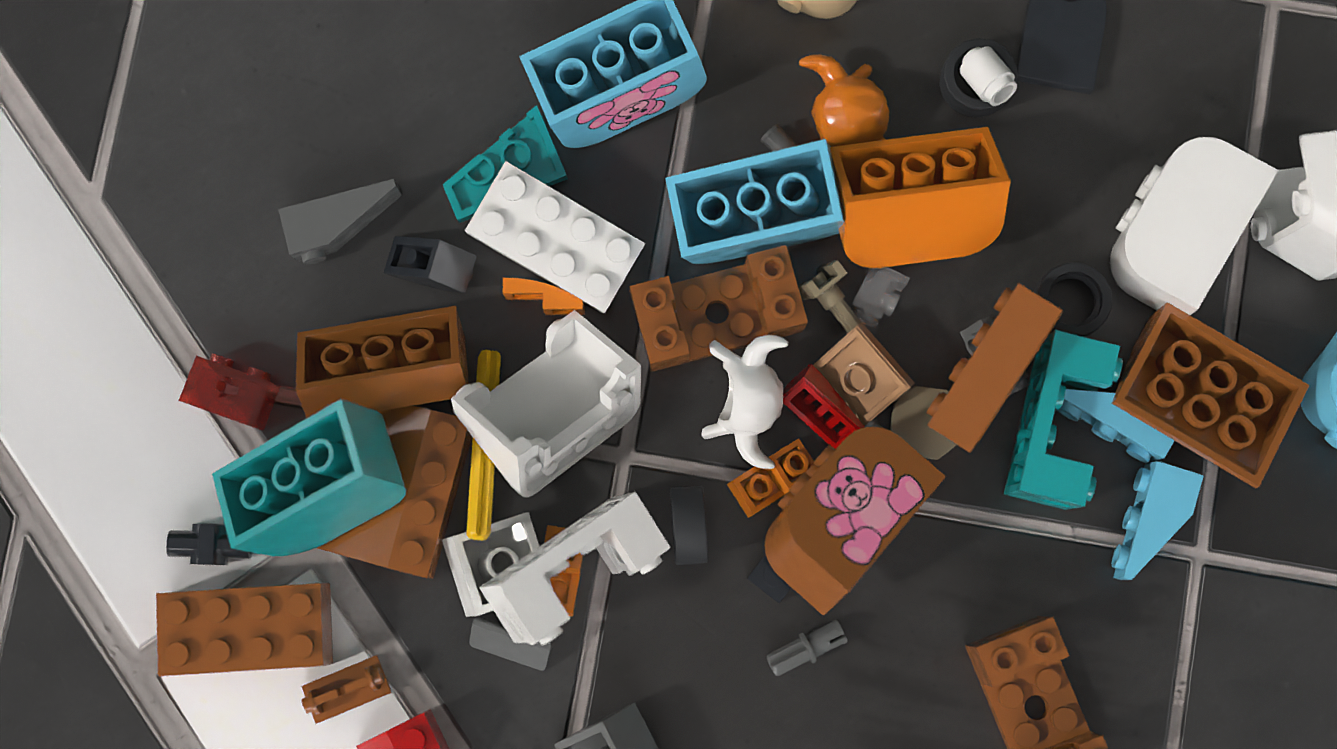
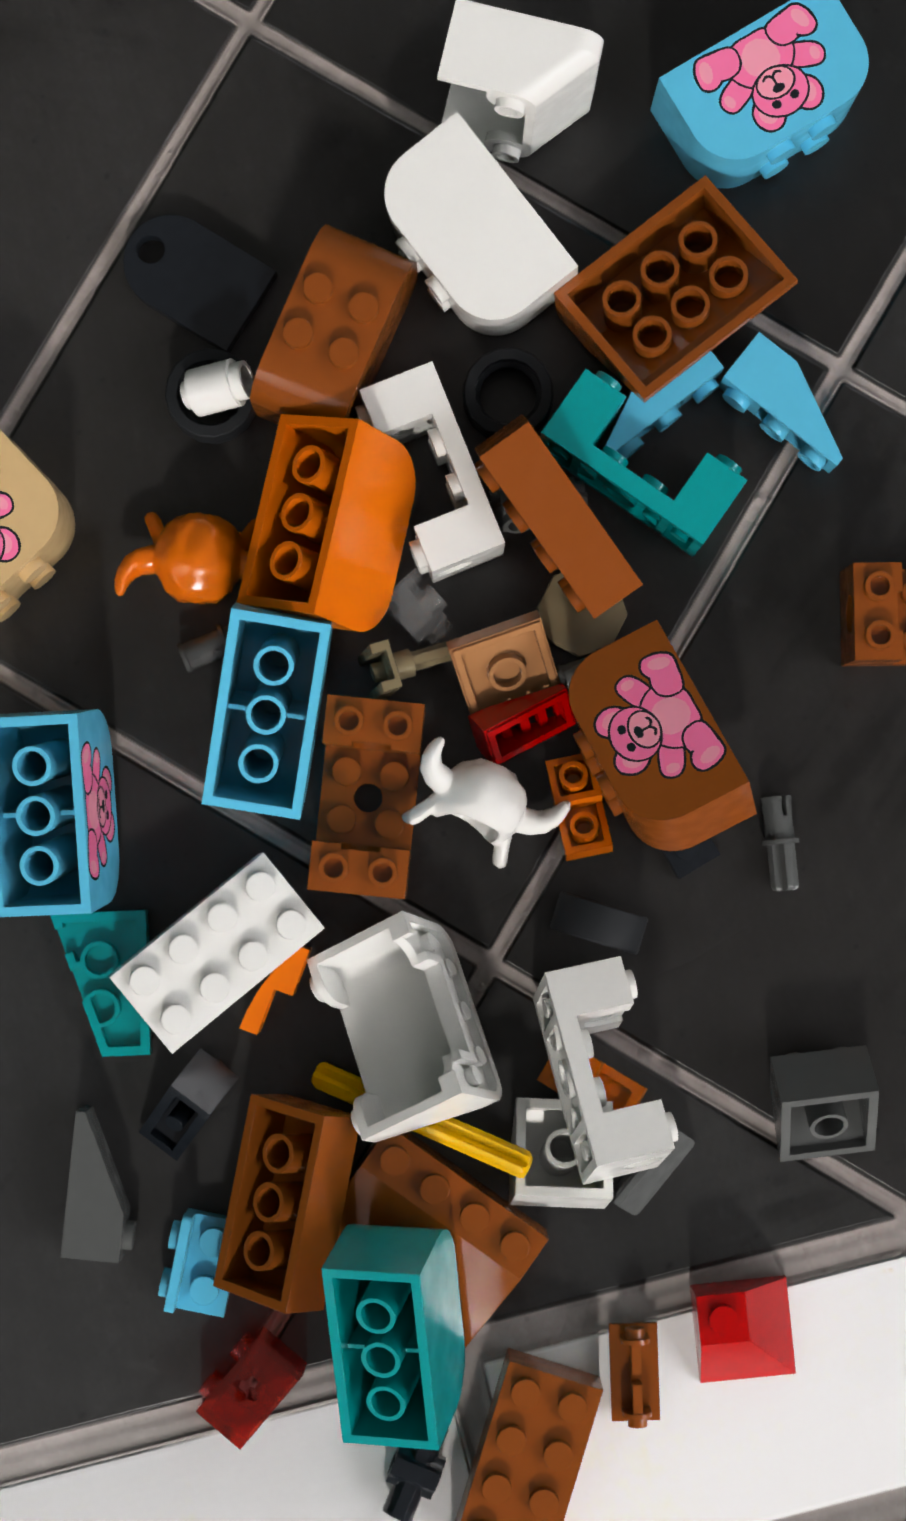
camera: 70 degrees left, 5 degrees up
(308, 312) = (194, 1266): none -> medium azure bracket
(1030, 229) = (417, 406): none -> white plate
(1070, 145) = (333, 328): none -> dark orange brick

